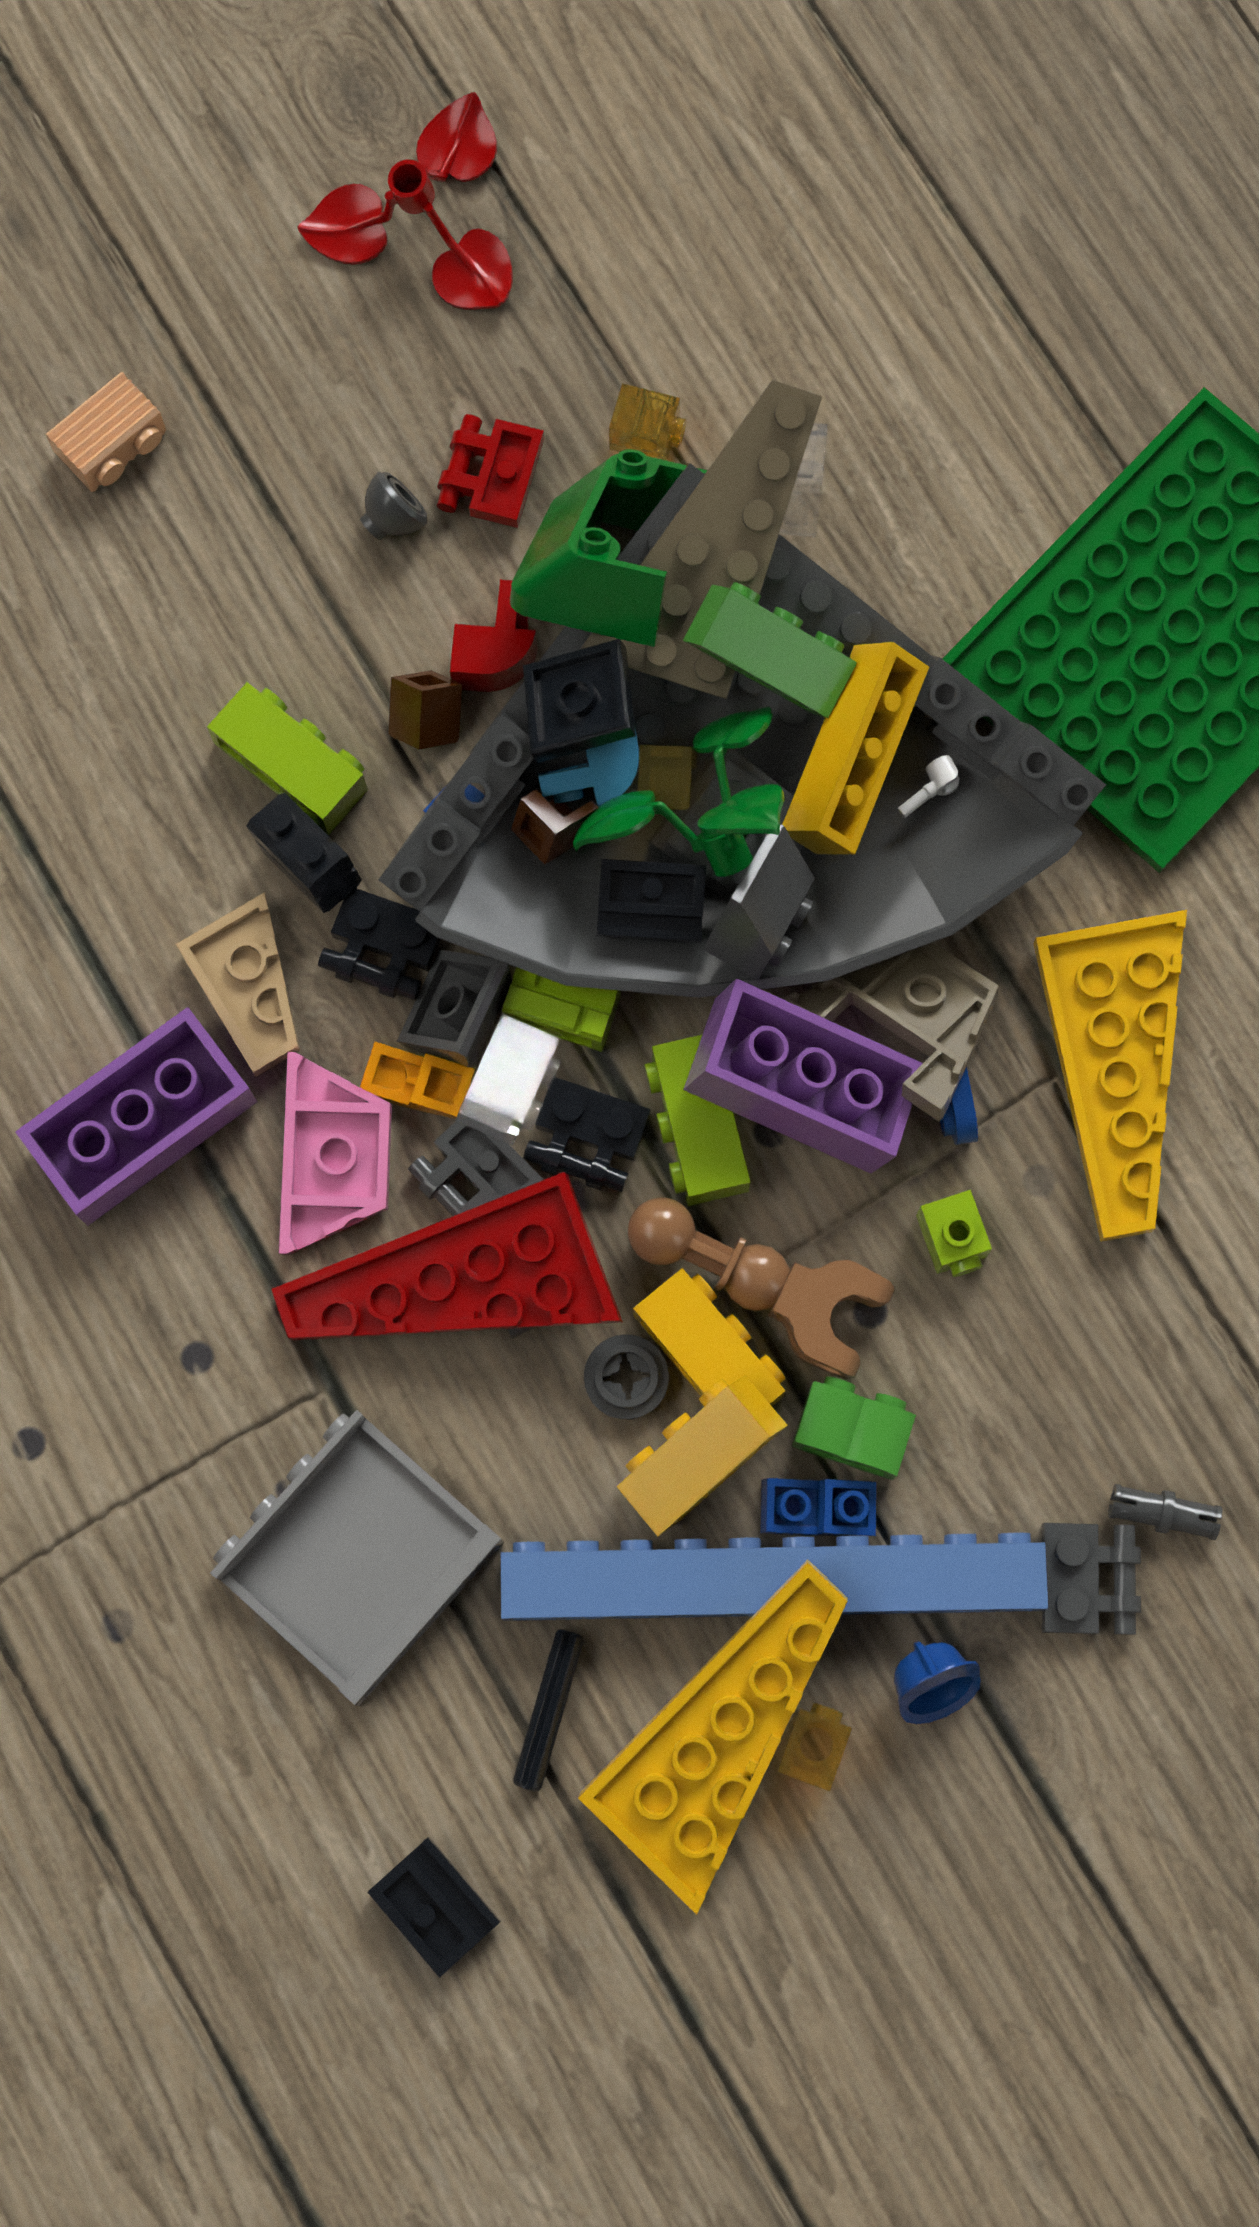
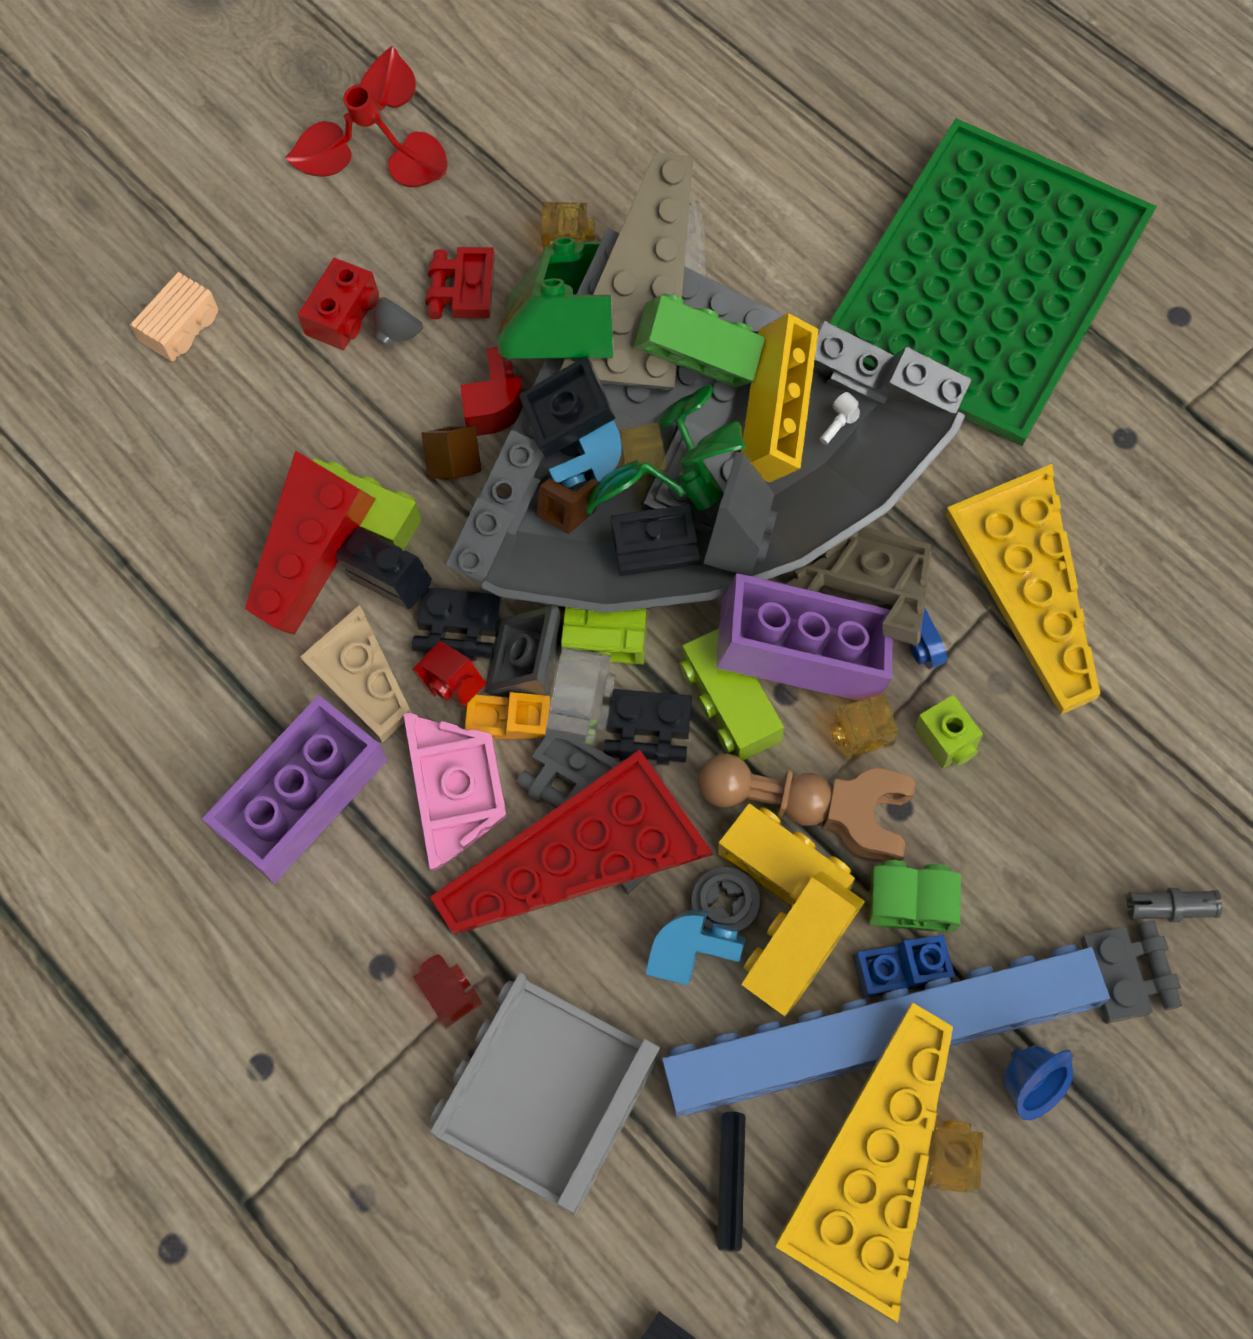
camera: 10 degrees left, 10 degrees down
(220, 782) = (300, 552): none -> red wedge
(266, 1406) = (445, 990): none -> clear red brick
(324, 464) = (339, 304): none -> red brick
(355, 1013) = (449, 674): none -> red brick
(565, 1414) = (681, 939): none -> dark azure brick
(851, 1201) = (864, 726): none -> clear yellow brick

